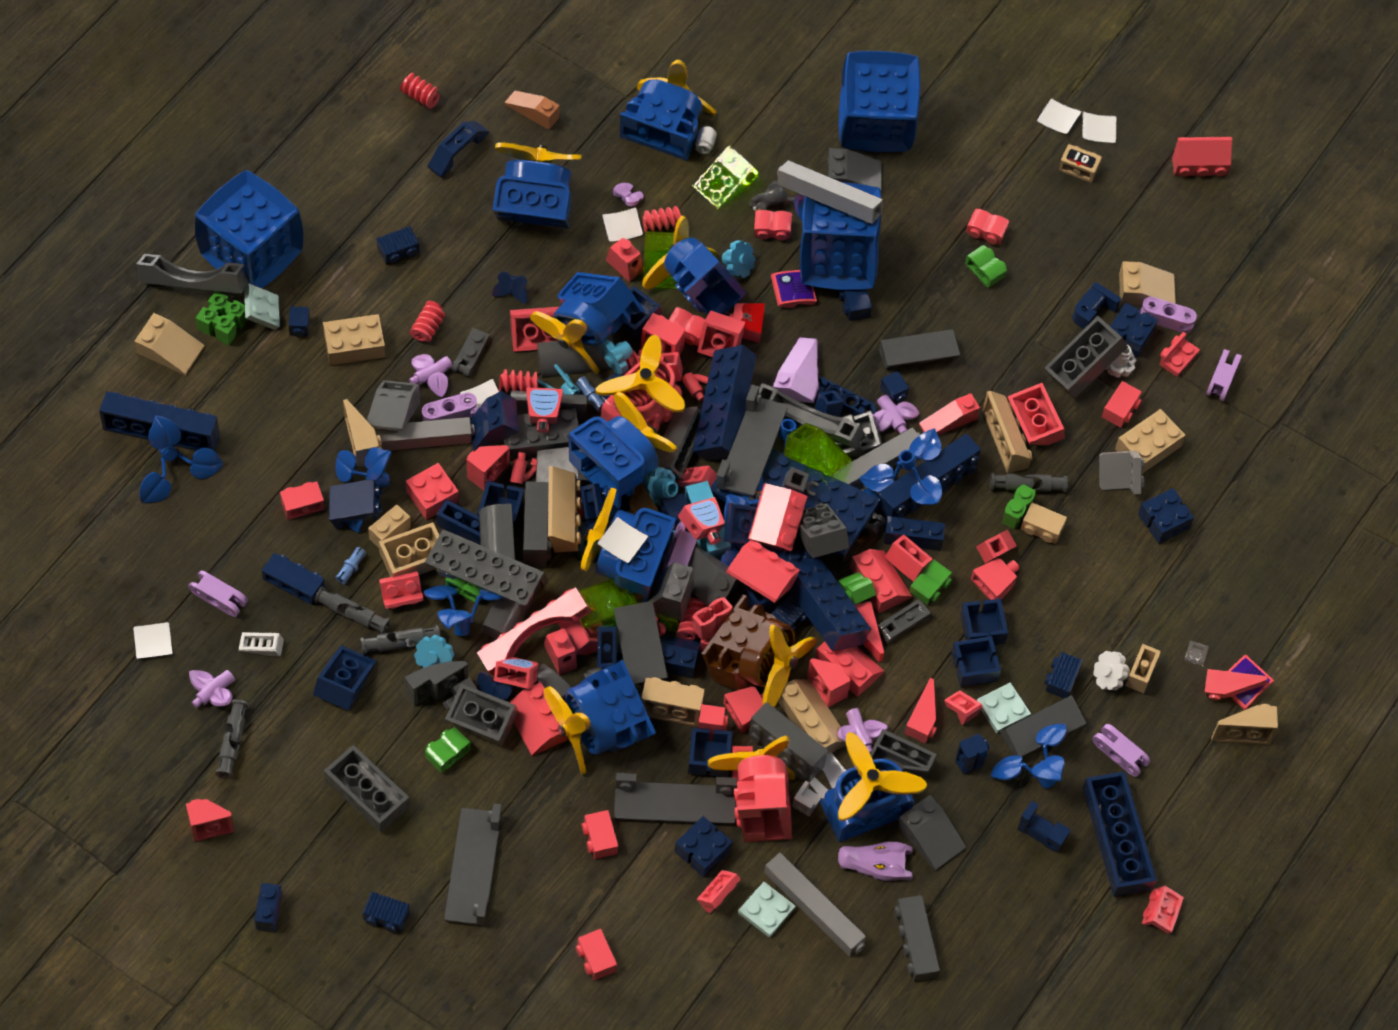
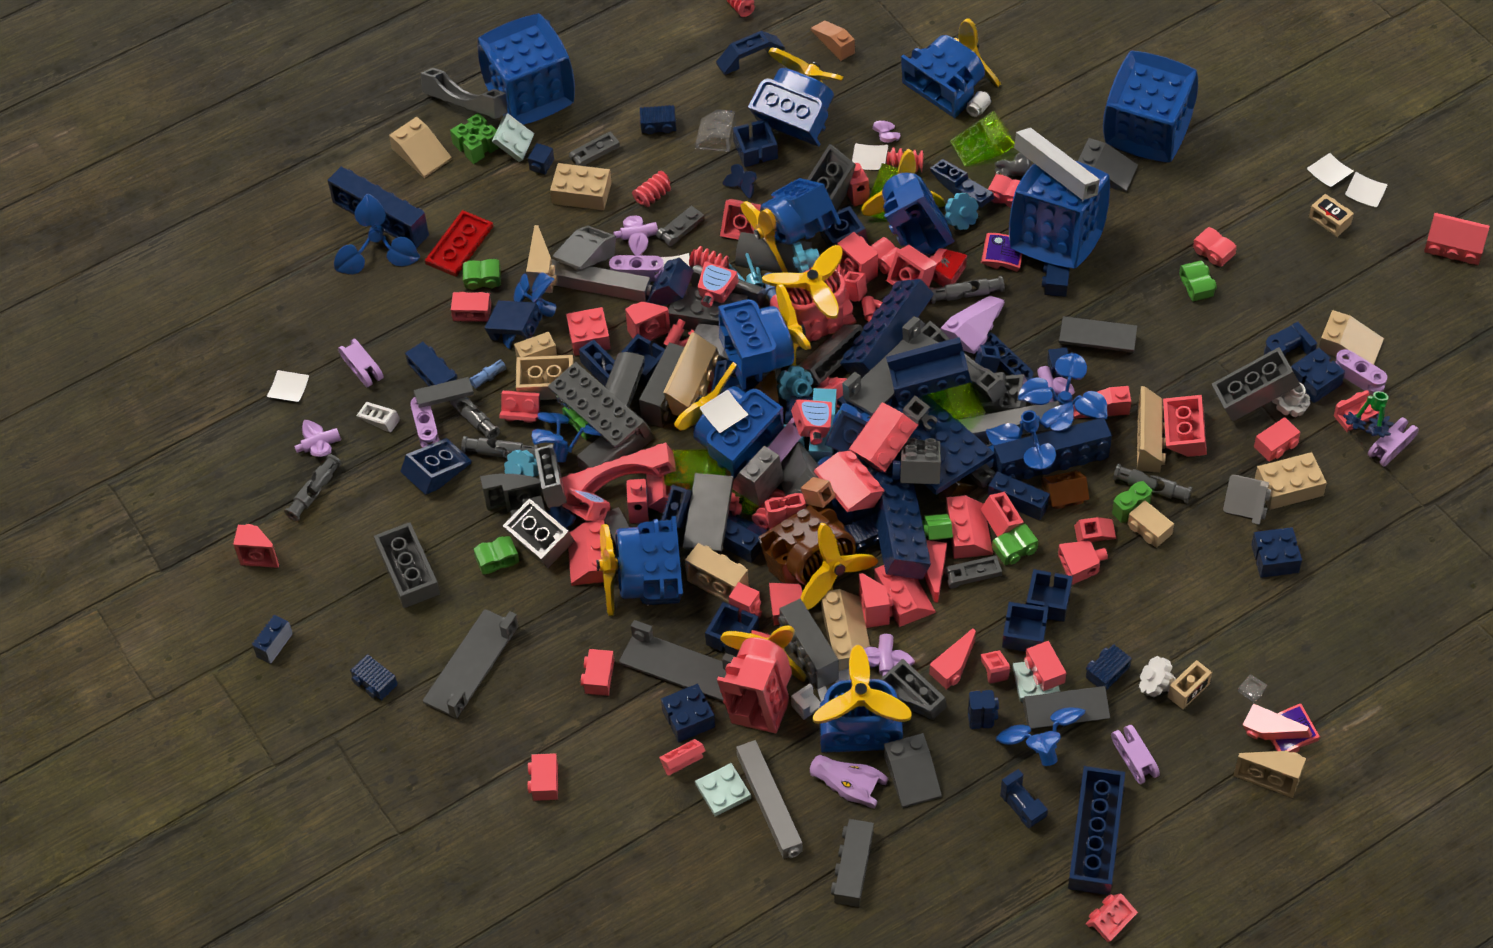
camera: 30 degrees right, 5 degrees down
(255, 435) = (459, 243): none -> red tile
(296, 462) = (482, 274): none -> bright green brick
(306, 626) = (424, 424): none -> lavender piece
(321, 600) = (443, 392): none -> dark grey tile
(348, 295) = (594, 149): none -> dark grey plate
(461, 240) = (716, 131): none -> clear slope
(475, 656) = (550, 476): none -> dark grey brick
(512, 244) = (758, 147): none -> dark blue piece
(604, 255) = (835, 173): none -> dark grey slope
(723, 230) = (958, 182): none -> dark blue slope
(740, 591) = (818, 492): none -> nougat brick
(790, 436) = (928, 369): none -> dark blue panel
(791, 330) = (959, 290): none -> dark grey piece
(801, 546) = (896, 470): none -> dark blue tile
(897, 427) = (1071, 366): none -> blue plant
(954, 510) = (1066, 488): none -> reddish brown slope
(1011, 693) = (1045, 666): none -> coral brick
(1206, 358) = (1380, 425): none -> plant

